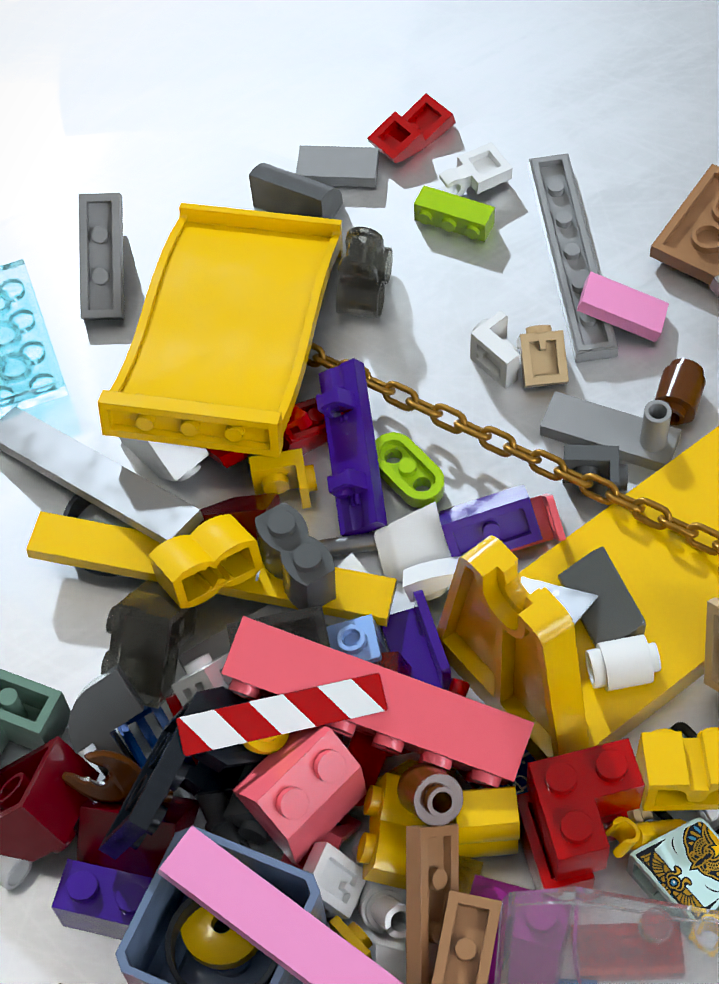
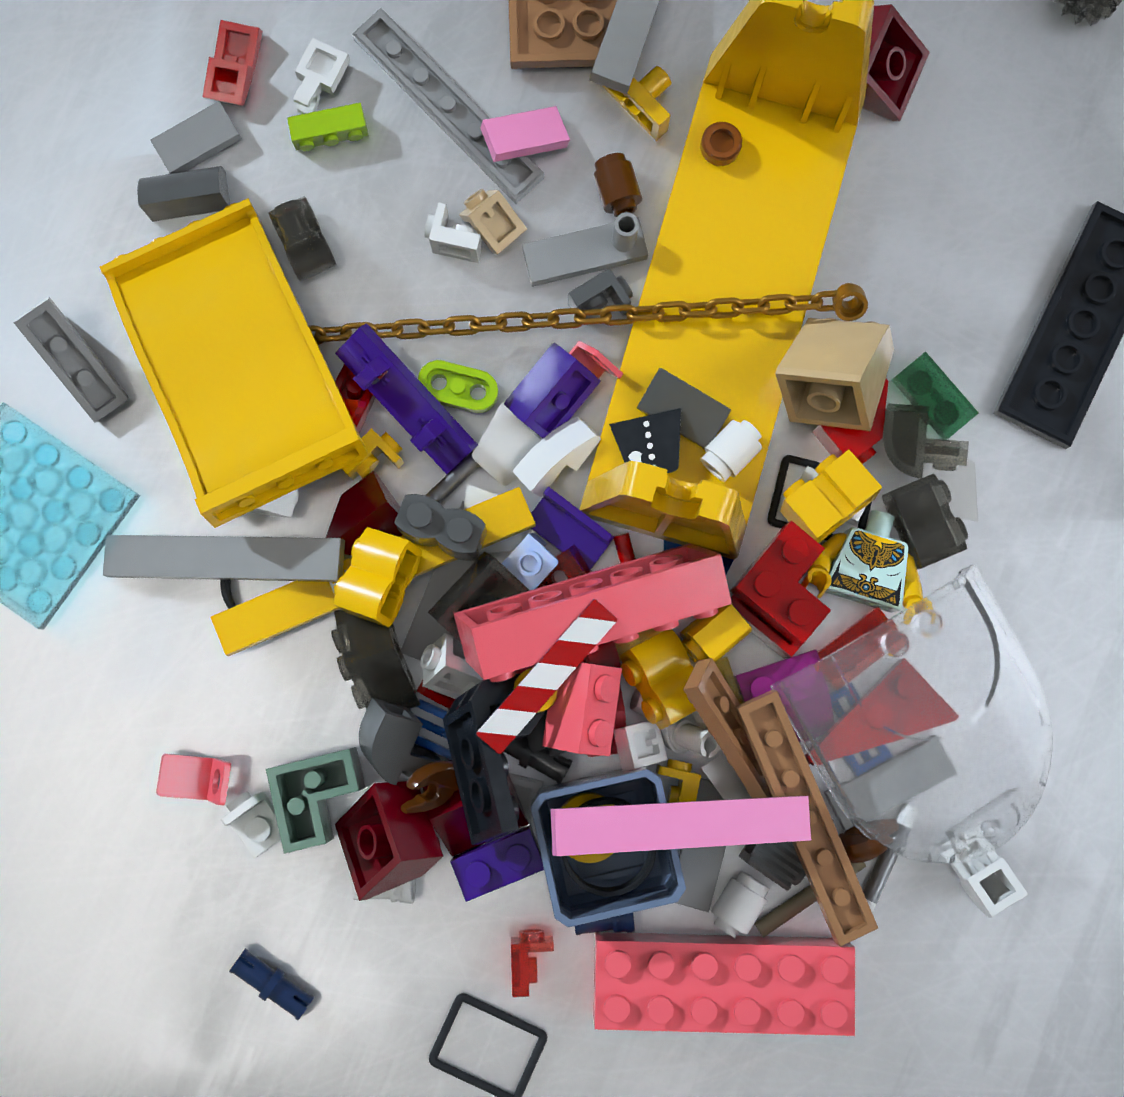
camera: 45 degrees left, 25 degrees up
(430, 794) = (679, 652): reddish brown brick -> none

